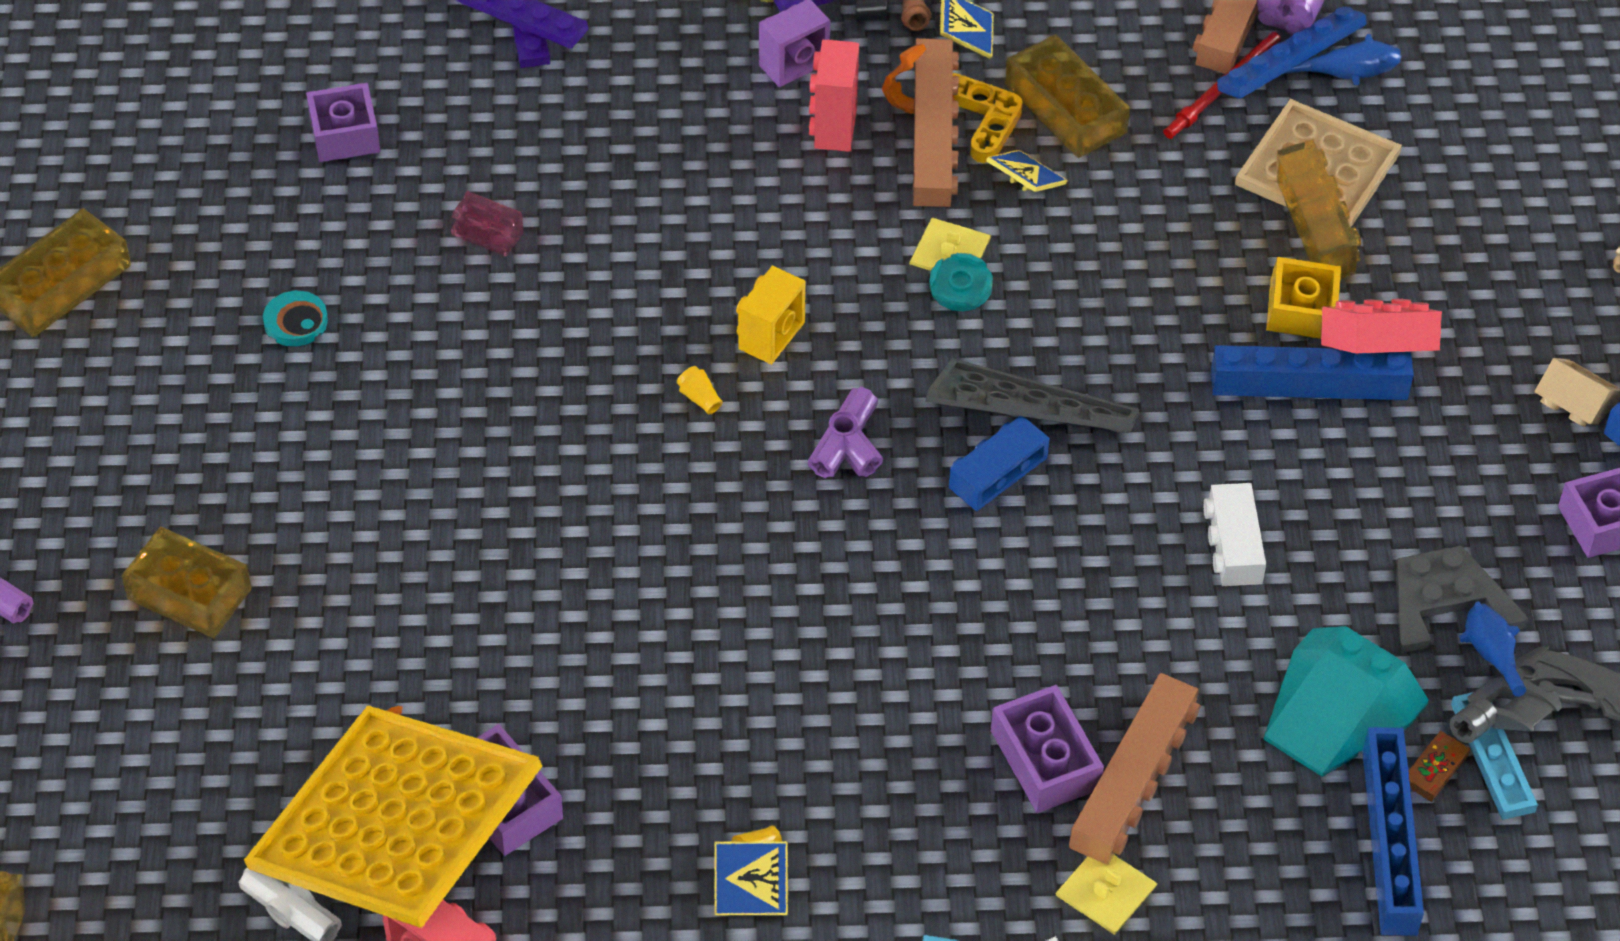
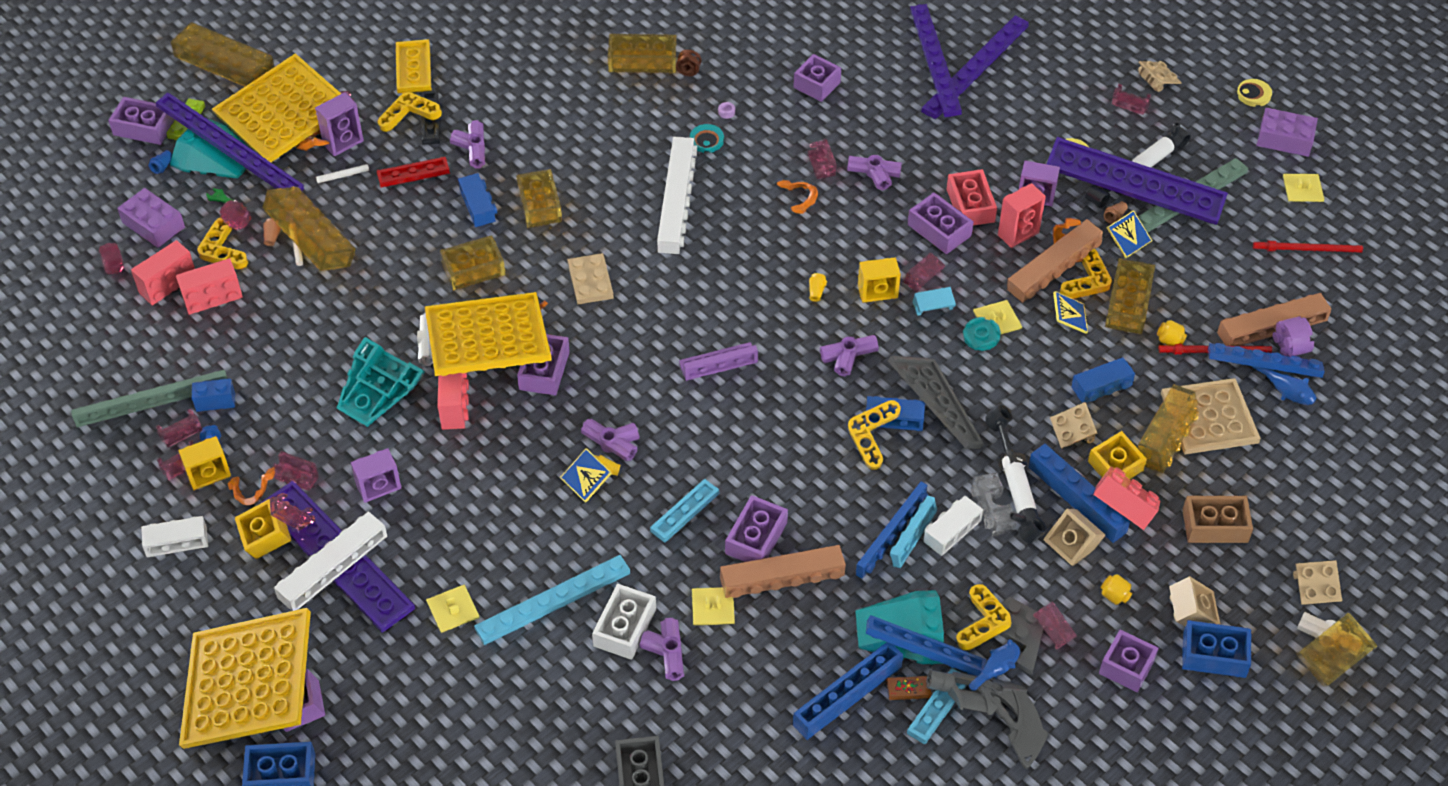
camera: 50 degrees right, 0 degrees up
(94, 660) = (477, 199): none -> blue brick
(142, 236) = (687, 63): none -> copper wheel
(215, 746) = (472, 262): none -> clear yellow brick
(270, 260) = (726, 110): none -> lavender tile
(364, 423) = (676, 195): none -> white brick
(395, 630) = (590, 278): none -> tan plate
(542, 310) = (811, 199): none -> orange helmet
(570, 181) = (876, 169): none -> medium lavender piece
(709, 592) = (719, 361): none -> medium lavender fence
(721, 792) = (613, 439): none -> medium lavender piece
(739, 124) = (972, 196): none -> coral brick
(744, 185) = (940, 223): none -> medium lavender brick
(802, 257) = (923, 272): none -> clear pink hinge
(860, 288) = (933, 300): none -> medium azure hinge
(923, 807) = (684, 510): none -> medium azure plate
(1003, 514) = (864, 432): none -> yellow beam
(1161, 103) = (1171, 333): none -> yellow head
(1165, 221) = (1103, 380): none -> blue brick
(1186, 612) = (889, 534): none -> blue plate
(1202, 301) = (1074, 426): none -> tan hinge
(1208, 404) = (1013, 465): none -> black piece
(1210, 592) = (913, 532): none -> medium azure plate
(1216, 464) = (996, 517): none -> clear arch
(1371, 428) = (1074, 536): none -> tan slope
(1408, 696) = (924, 646): none -> blue plate
(1424, 603) = (990, 619): none -> yellow beam
(1482, 273) = (1217, 519): none -> medium nougat brick
(1487, 446) = (1116, 589): none -> yellow head
(1490, 541) = (1055, 625): none -> clear pink hinge

